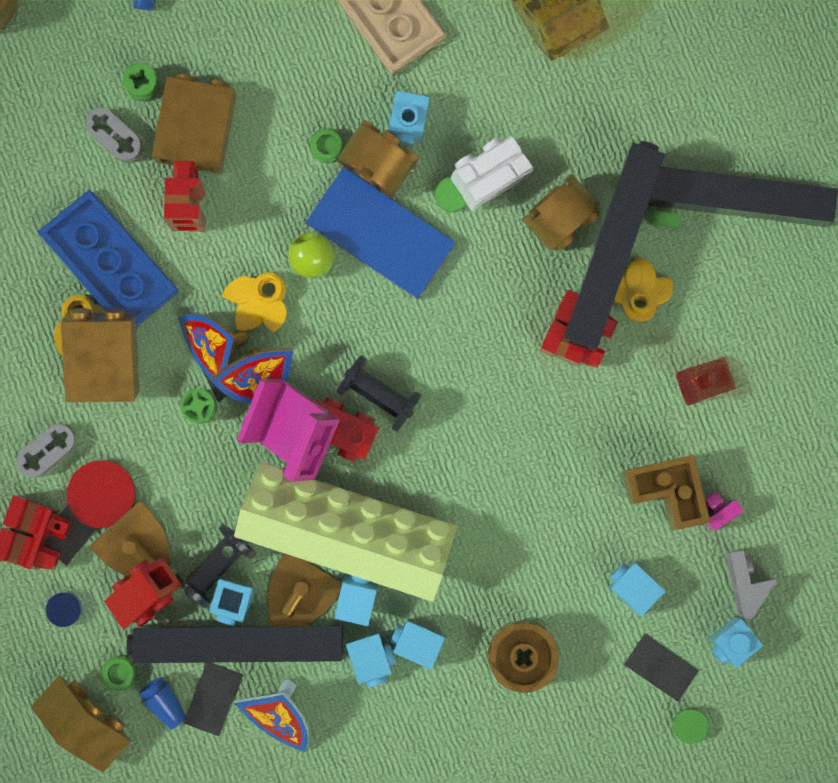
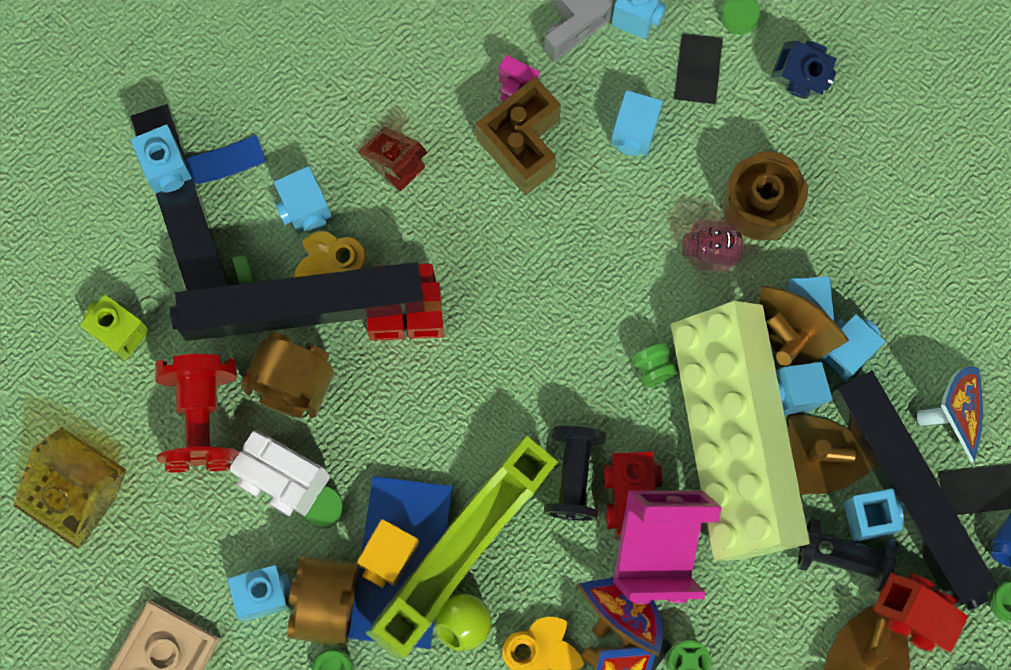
camera: 110 degrees left, 10 degrees down
(379, 305) = (456, 551): none -> lime arch
(387, 222) = (387, 555): none -> yellow brick
(401, 619) = (798, 327): none -> pearl gold shield
(432, 499) = (655, 365): none -> bright green wheel
(504, 595) = (713, 246): none -> clear pink head
(579, 137) = (196, 396): none -> red piece
(613, 748) = (804, 68): none -> dark blue brick
(670, 101) = (114, 327): none -> lime brick
(701, 291) = (302, 201): none -> medium azure brick
(769, 251) = (227, 160): none -> blue sticker
(783, 193) = (161, 159): none -> medium azure brick

